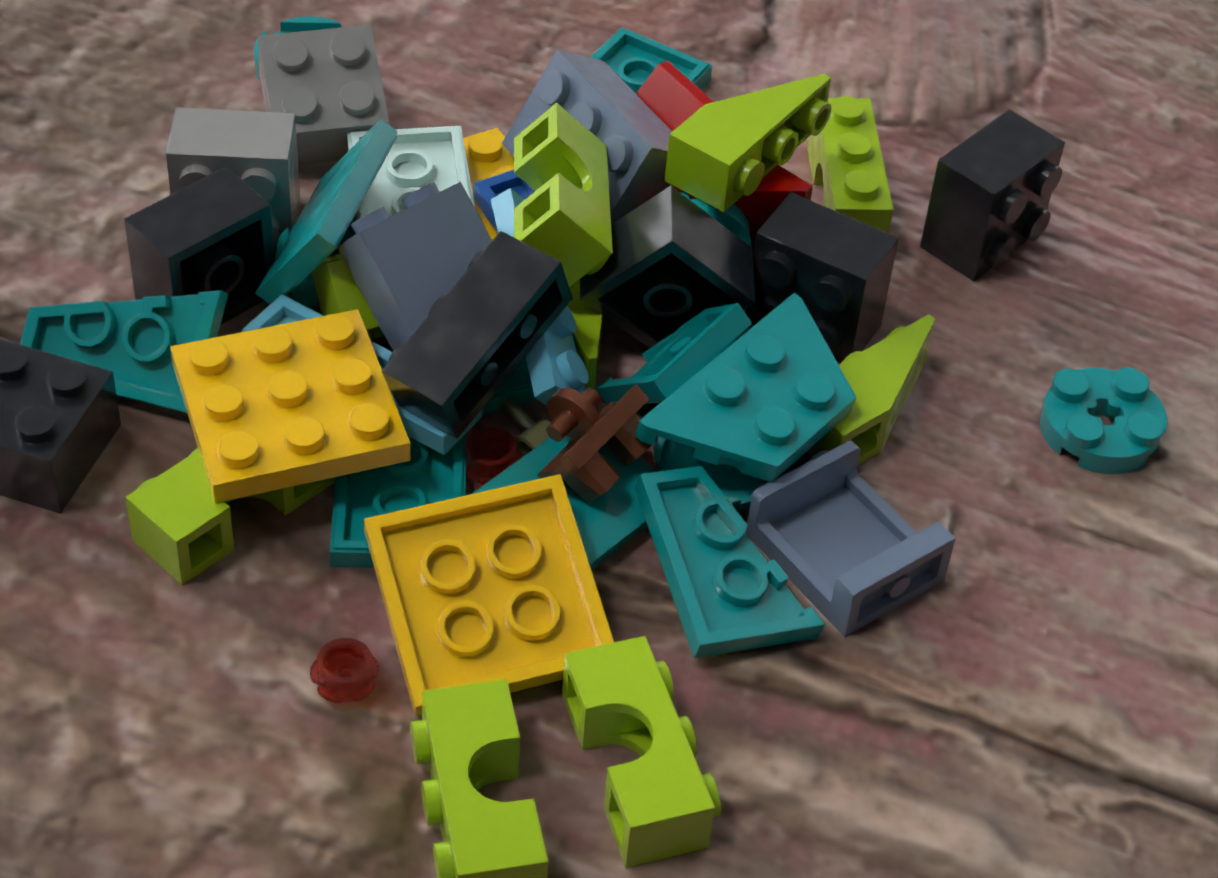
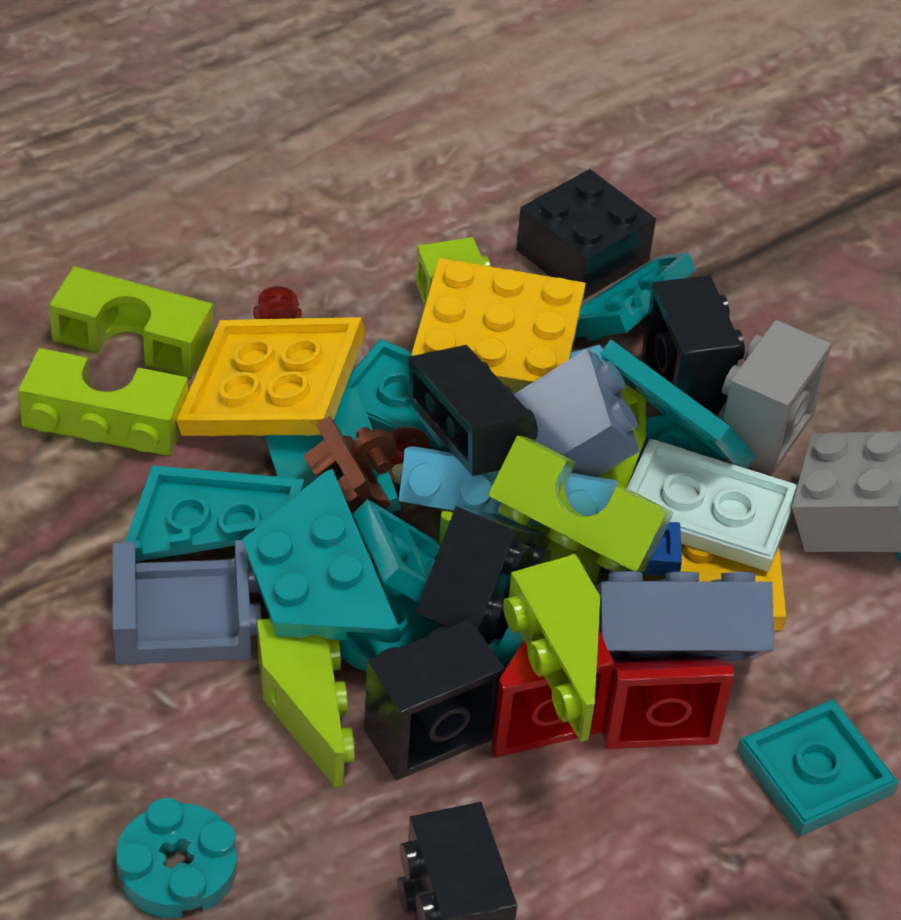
camera: 120 degrees right, 0 degrees up
(851, 164) = (608, 835): lime arch -> none

